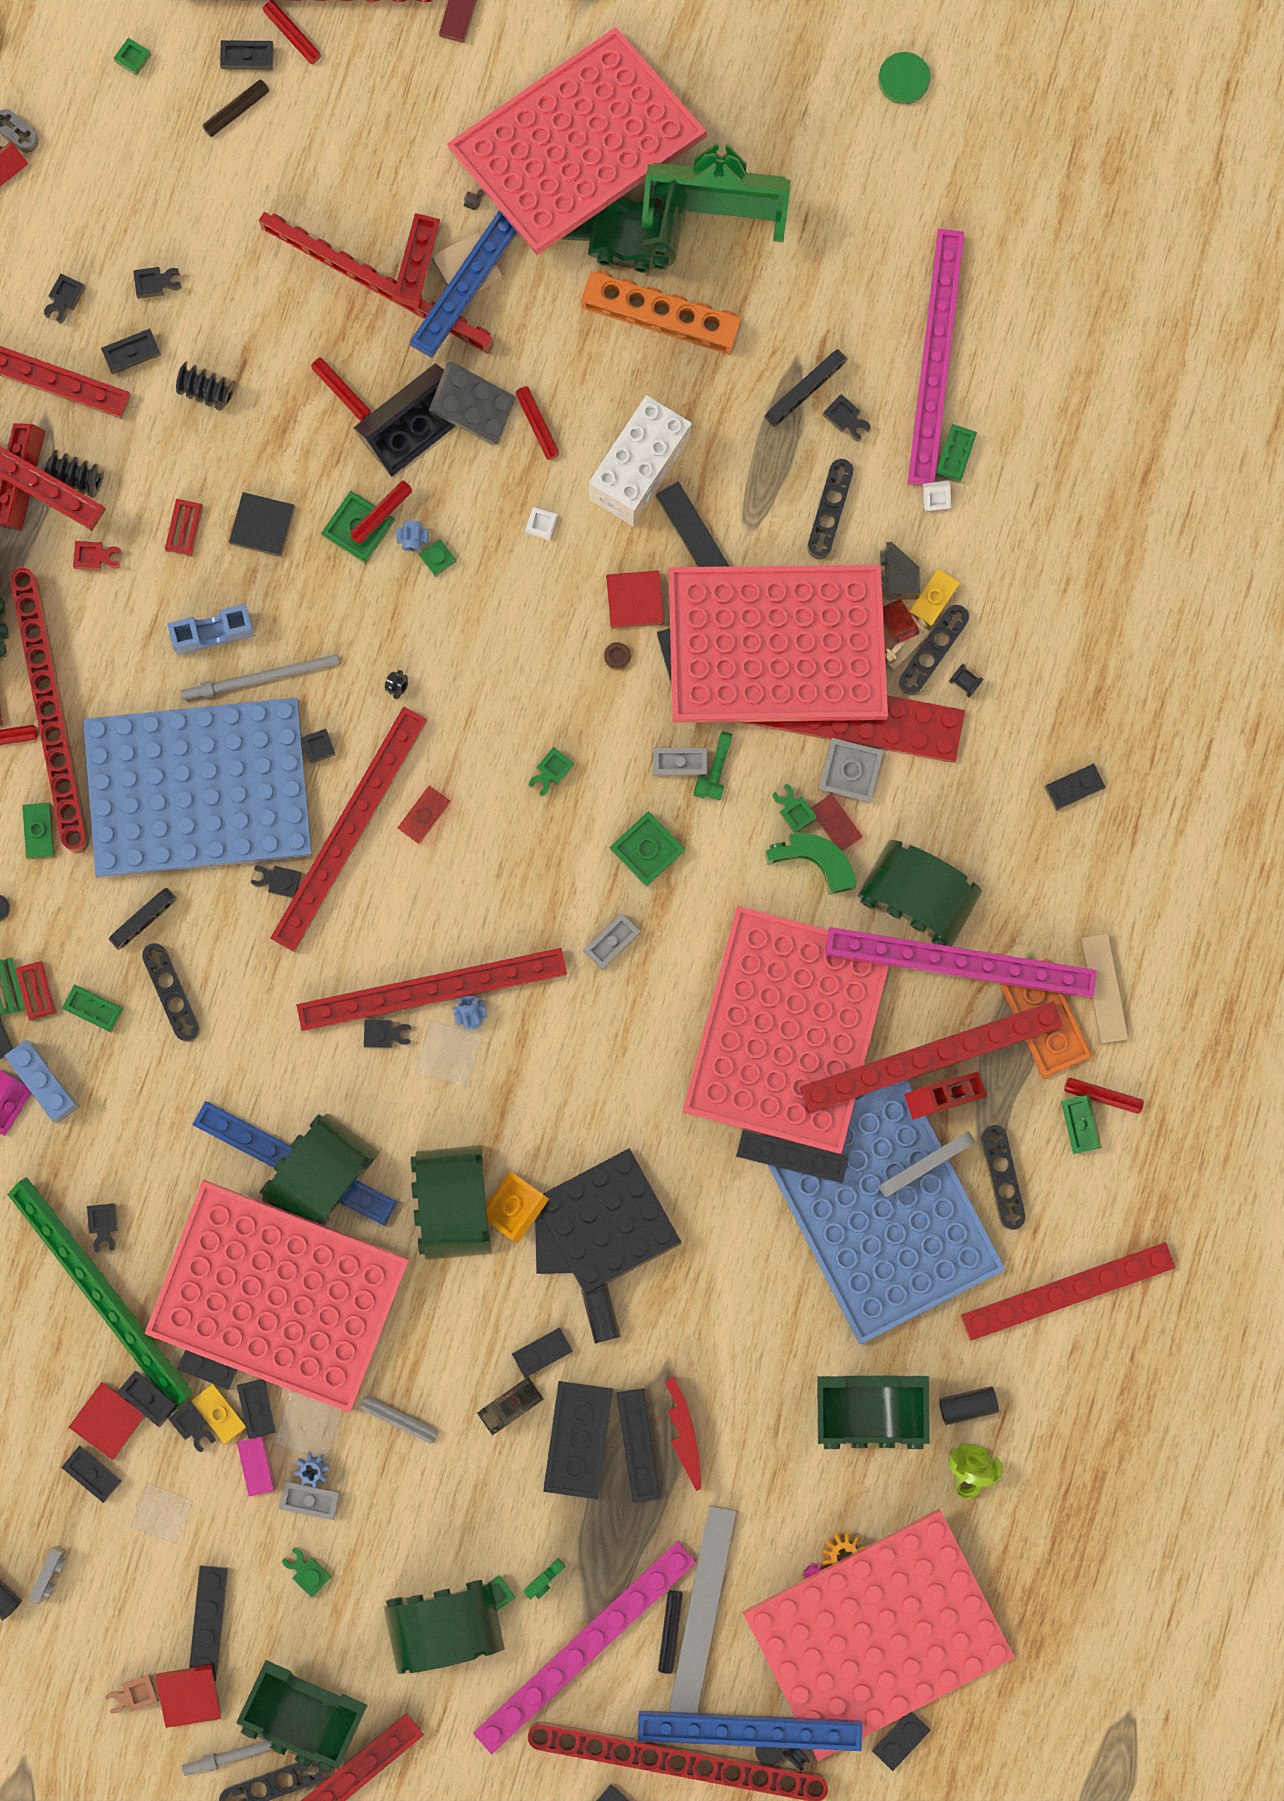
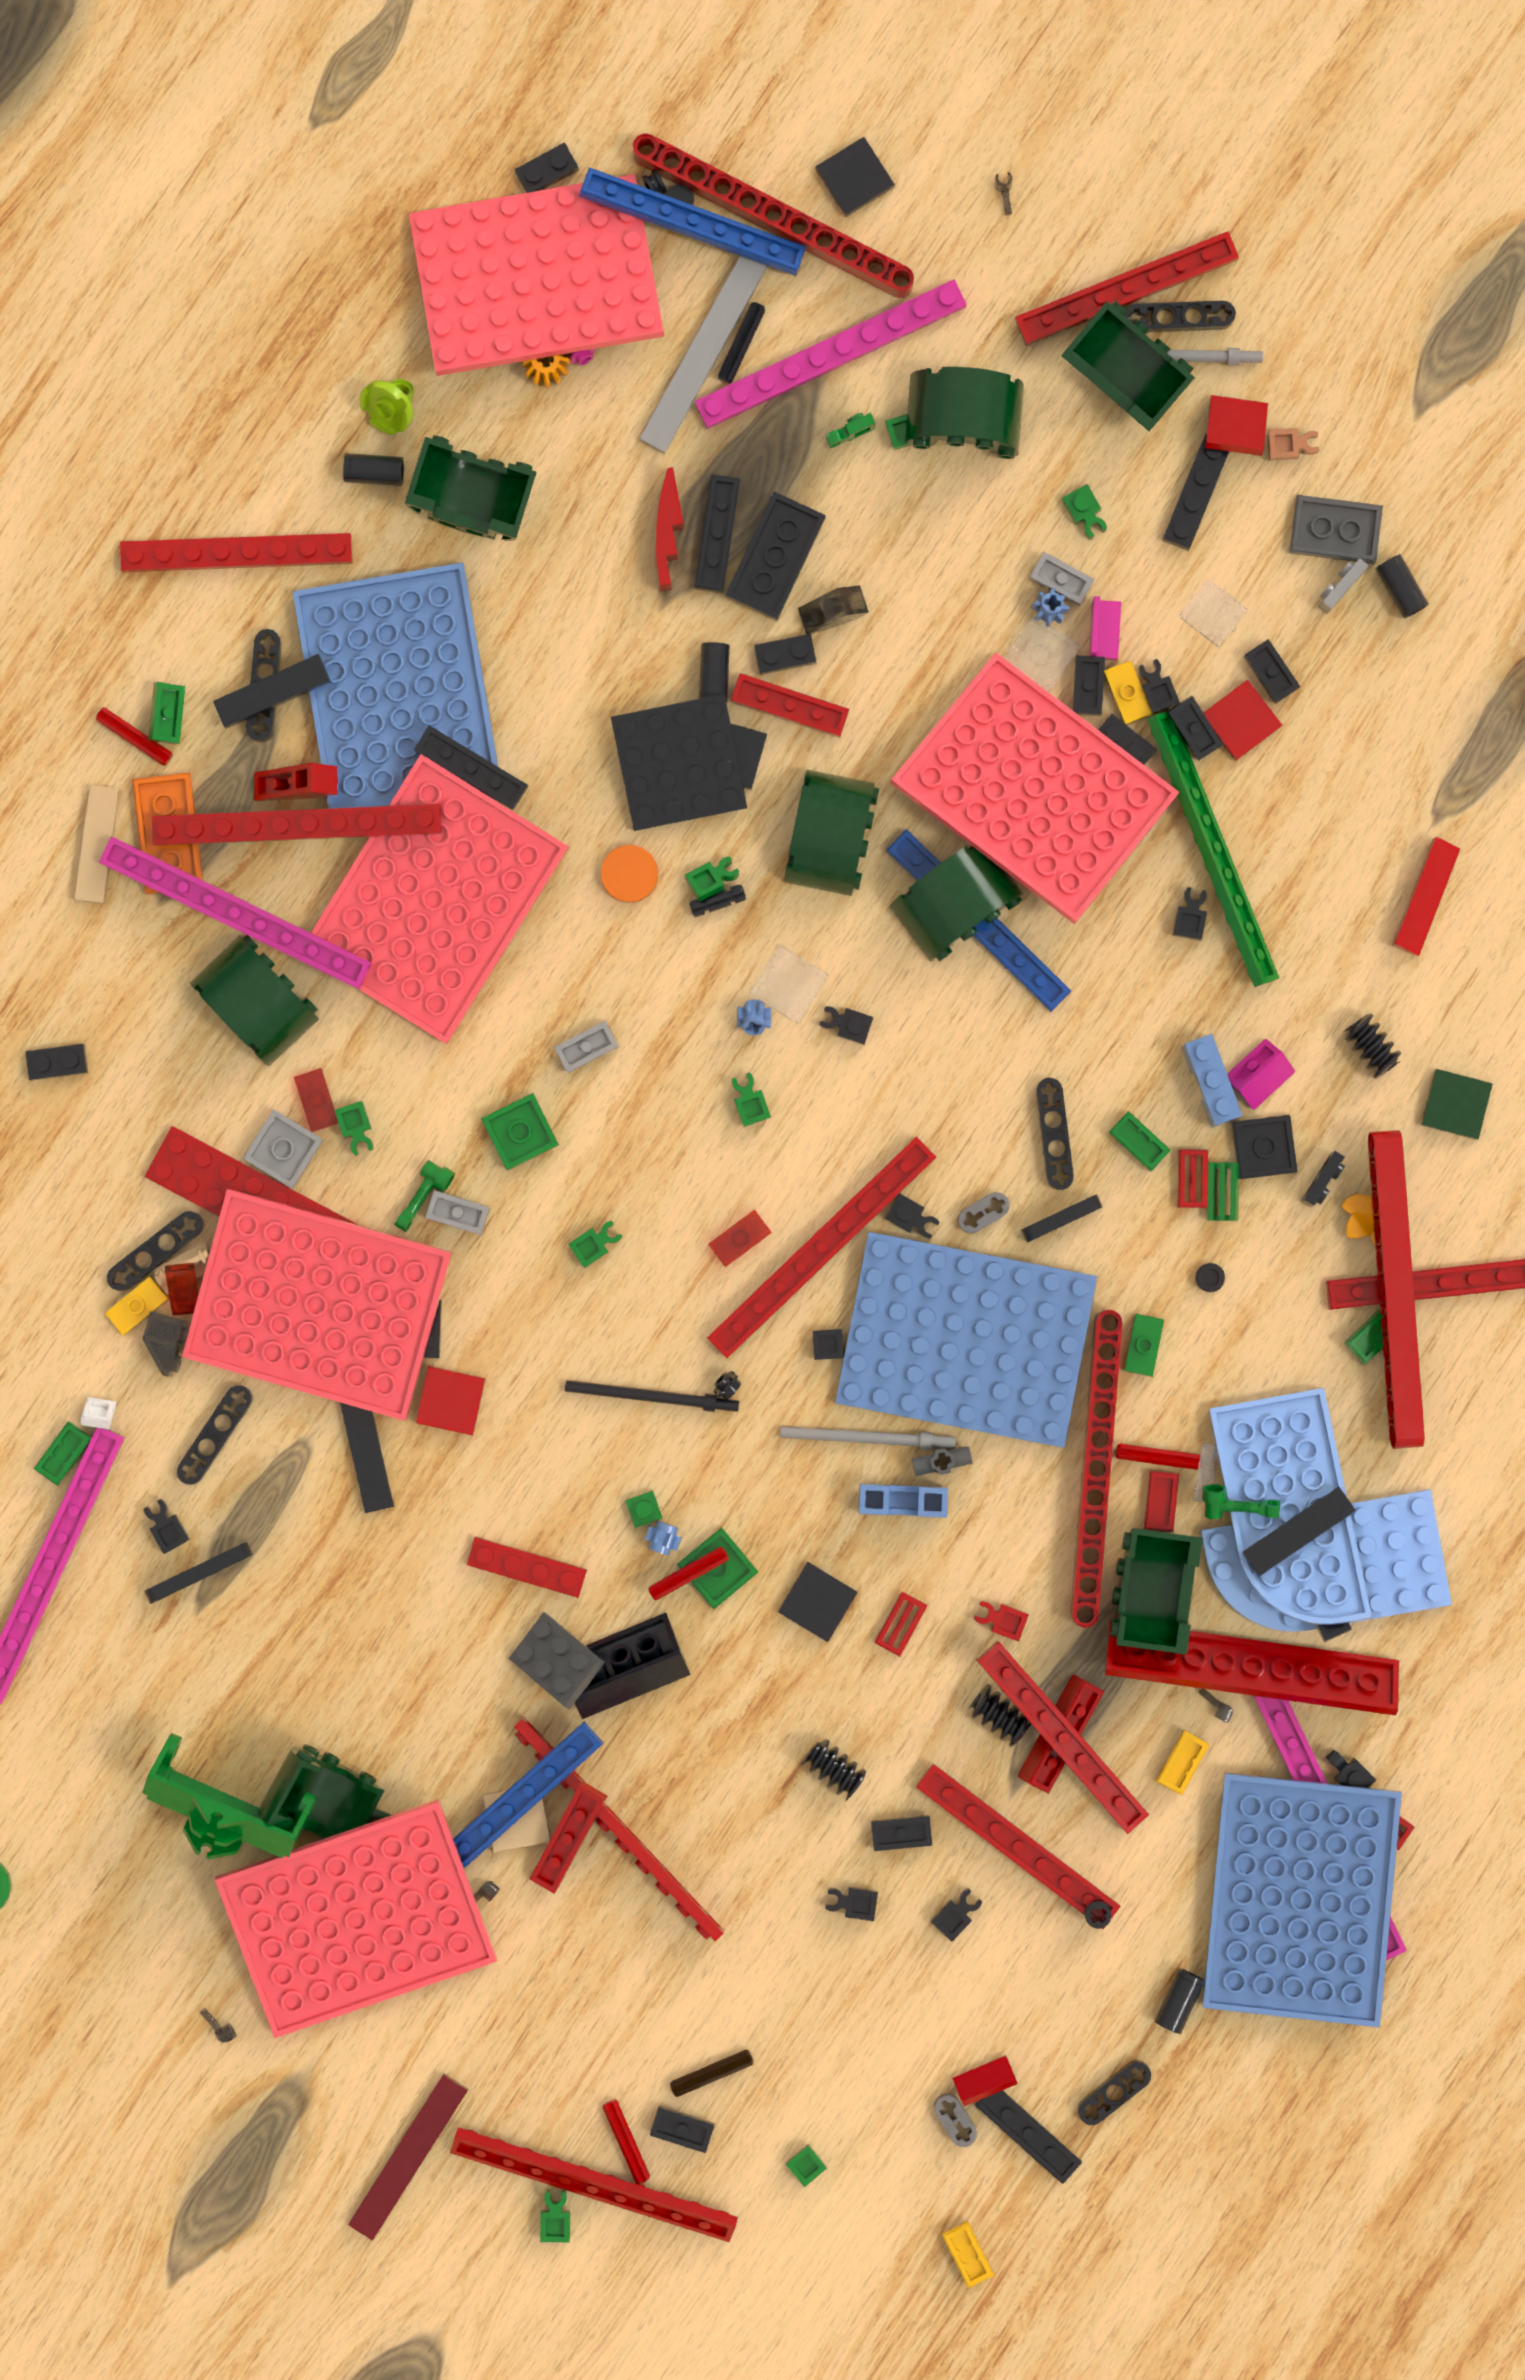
camera: 160 degrees left, 5 degrees up
(69, 1627) = (1335, 529): none -> dark grey tile
(178, 681) = (926, 1465): none -> dark grey axle
(209, 899) = (988, 1218): none -> flat silver beam
(340, 388) = (691, 1723): red axle -> none
(398, 1419) = (948, 631): light grey axle -> none
(408, 664) = (708, 1402): none -> black bar
(431, 989) = (786, 1054): red plate -> none
(449, 935) = (751, 1105): none -> green plate
(514, 1207) = (768, 804): light orange plate -> none
(523, 478) = (526, 1567): none -> red plate
(523, 1305) = (789, 705): none -> red plate
(535, 1108) = (718, 901): none -> black axle
(537, 422) = (494, 1623): red axle -> none
(541, 523) = (523, 1512): white tile -> none
(549, 1123) = (709, 880): none -> green plate
(617, 656) = (488, 1346): reddish brown tile -> none
(621, 1108) = (629, 873): none -> orange tile
(639, 460) = (398, 1542): white piece -> none
(660, 18) = (224, 2033): none -> clear smoke hand
(668, 324) = (318, 1686): orange brick -> none
(820, 851) = (333, 1058): green arch -> none
(926, 1164) = (337, 718): light grey beam -> none
(966, 680) = (132, 1207): black bush -> none
(993, 1172) = (272, 691): none -> black tile

